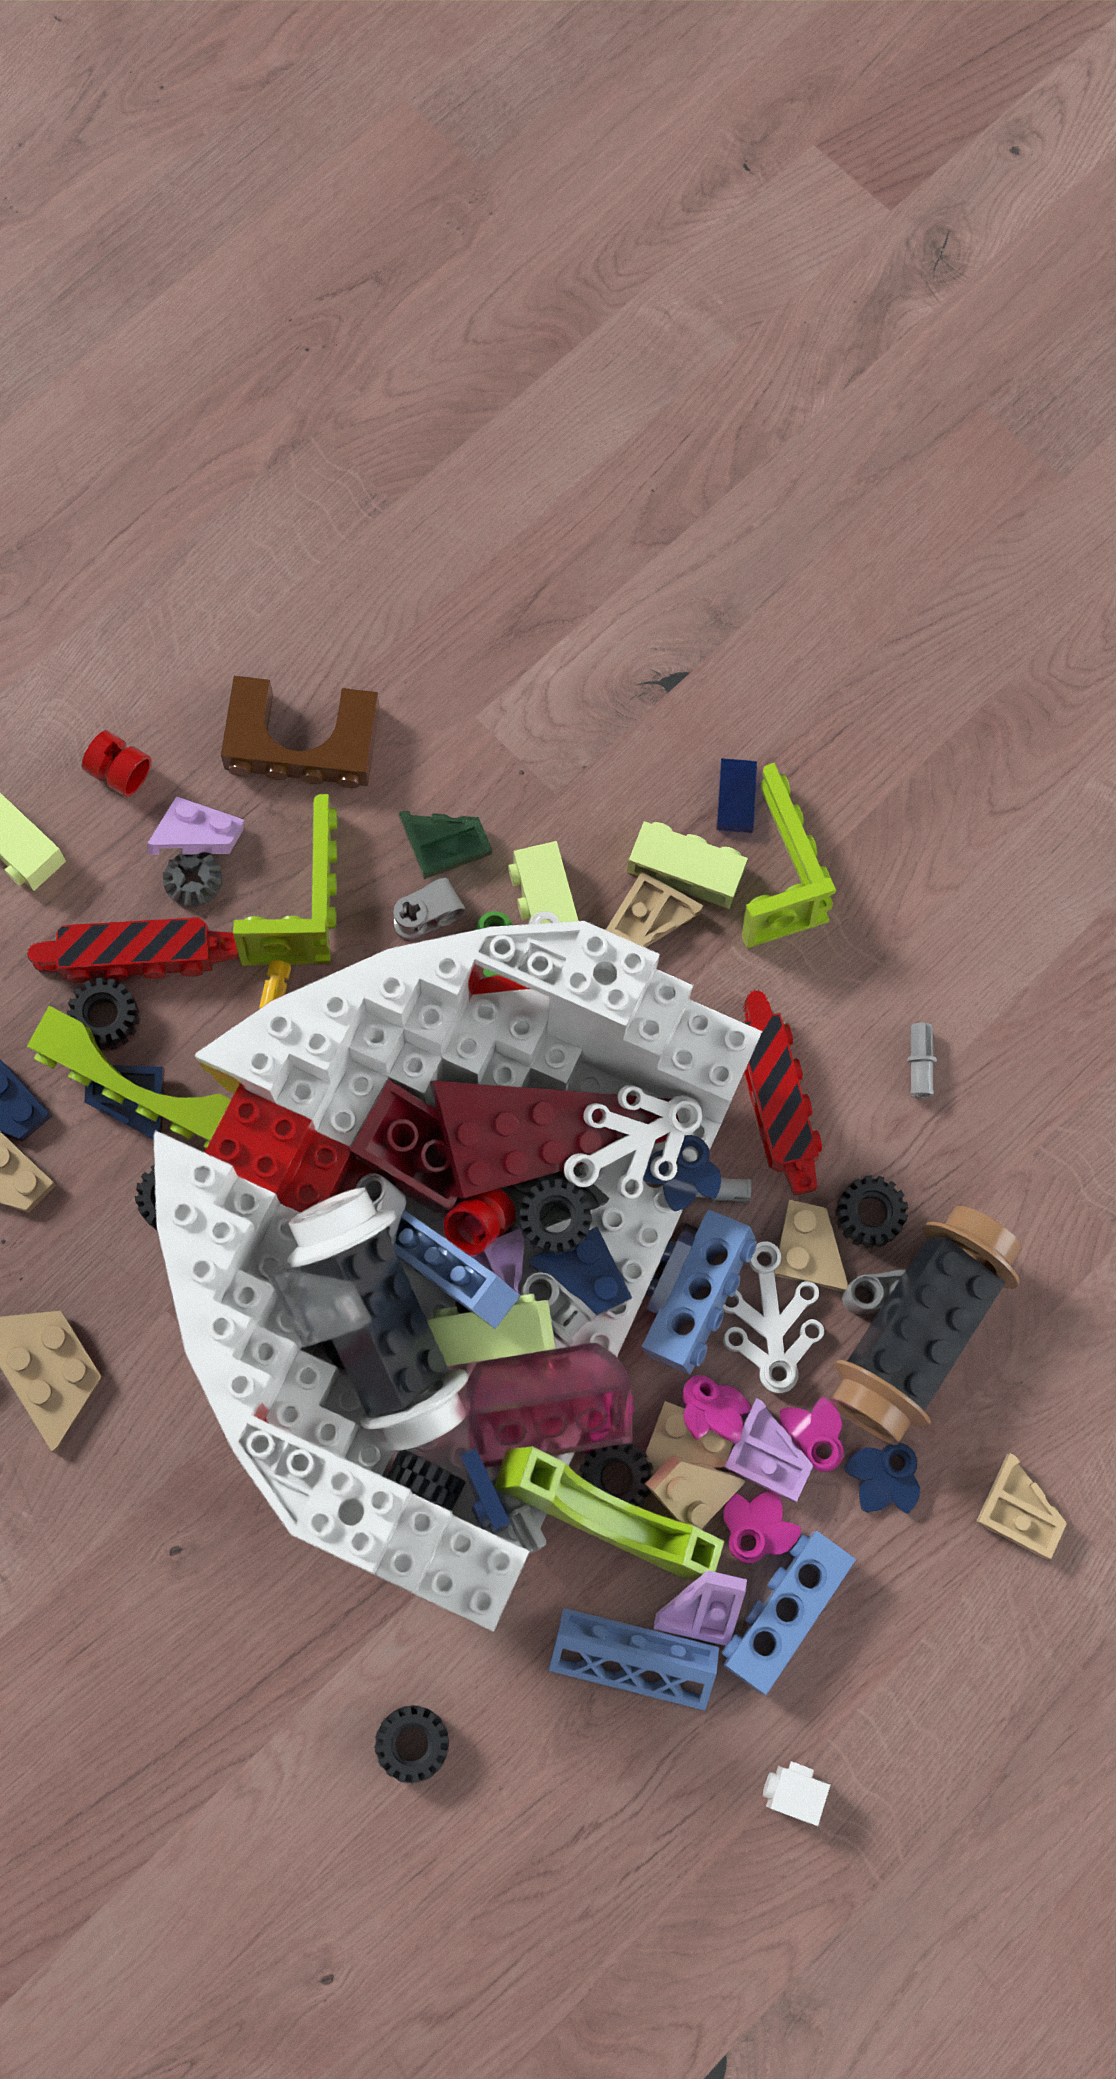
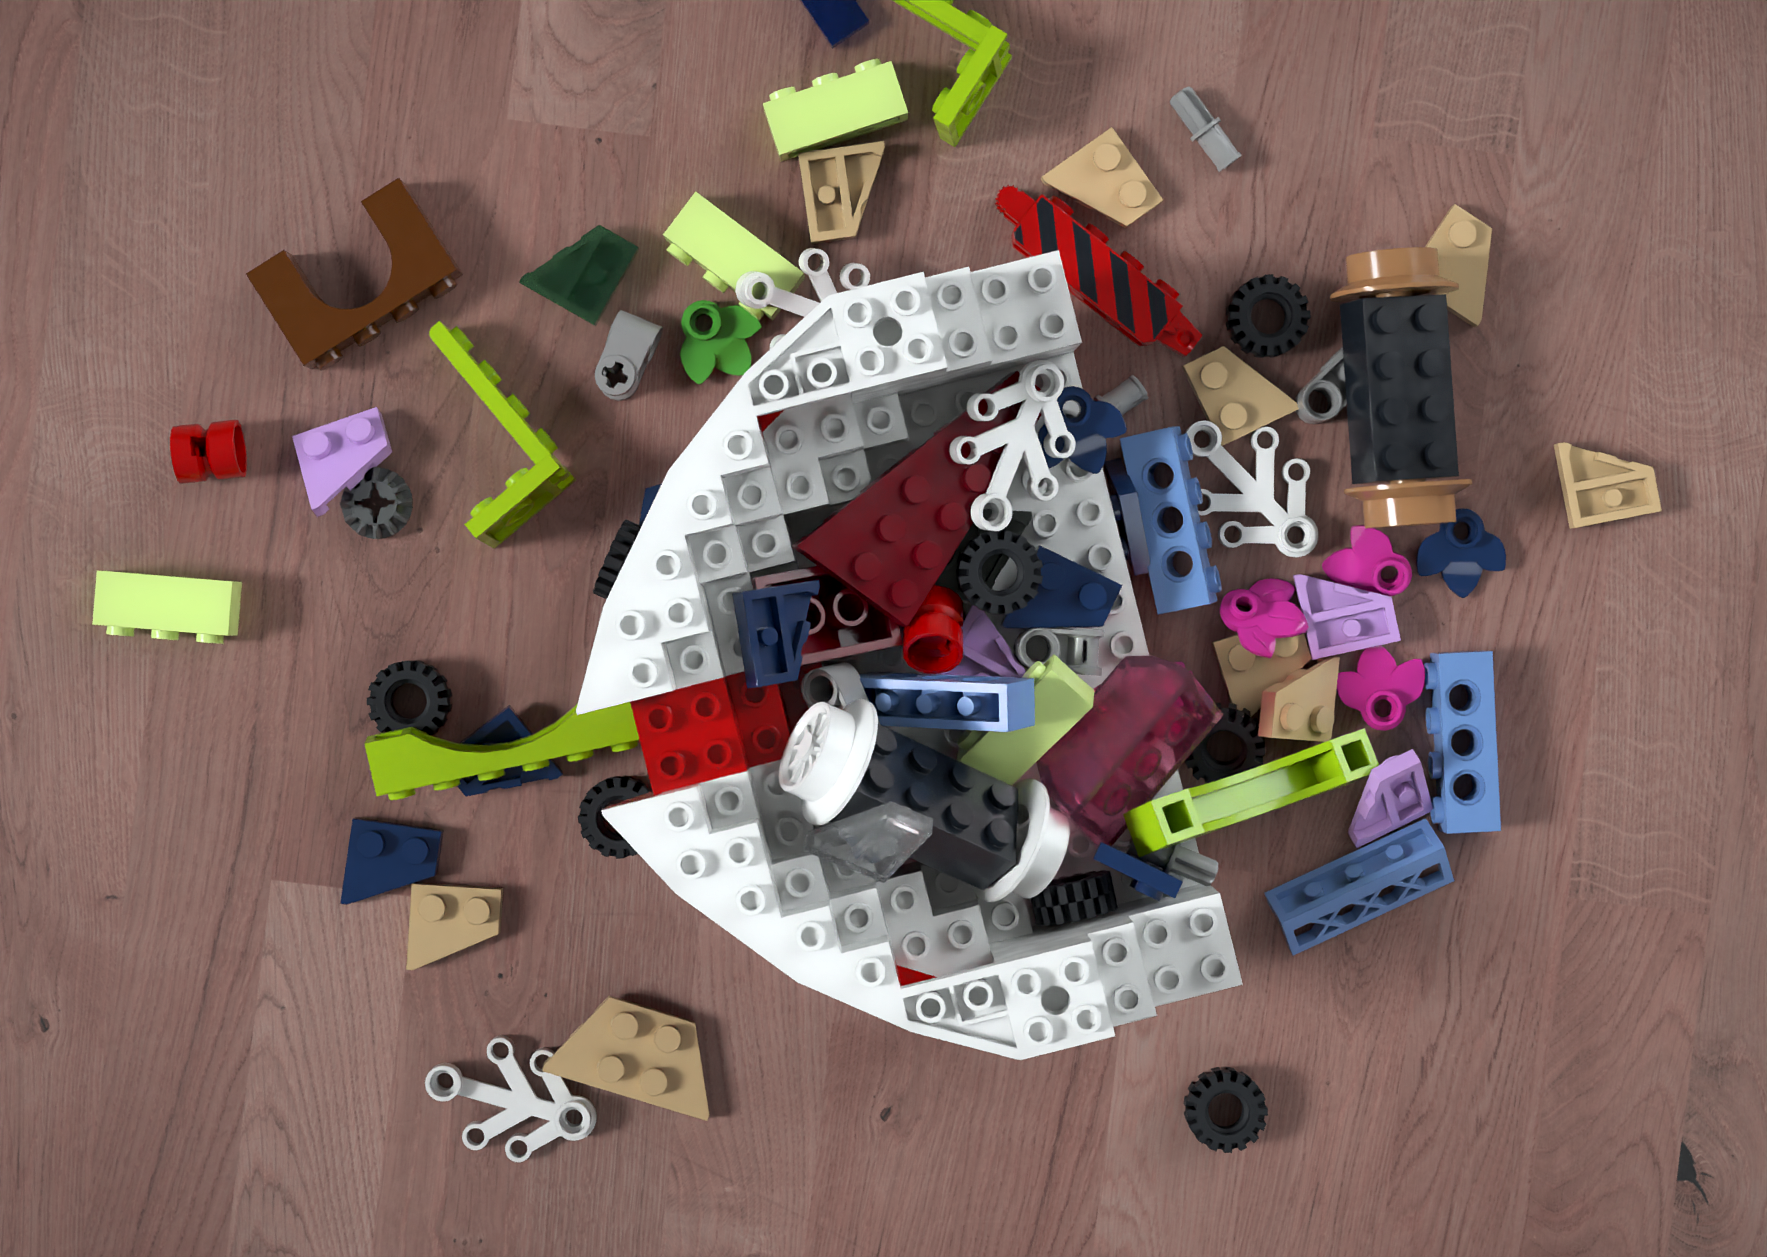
camera: 35 degrees left, 15 degrees up
(133, 948) = (384, 616): red hinge -> none
(275, 986) = (550, 555): yellow axle -> none
(371, 1120) = (773, 631): none -> dark blue wing
(796, 1793) = (1586, 888): white brick -> none
(830, 1043) = (1106, 180): none -> tan wing
(1040, 1272) = (1463, 258): none -> tan wing

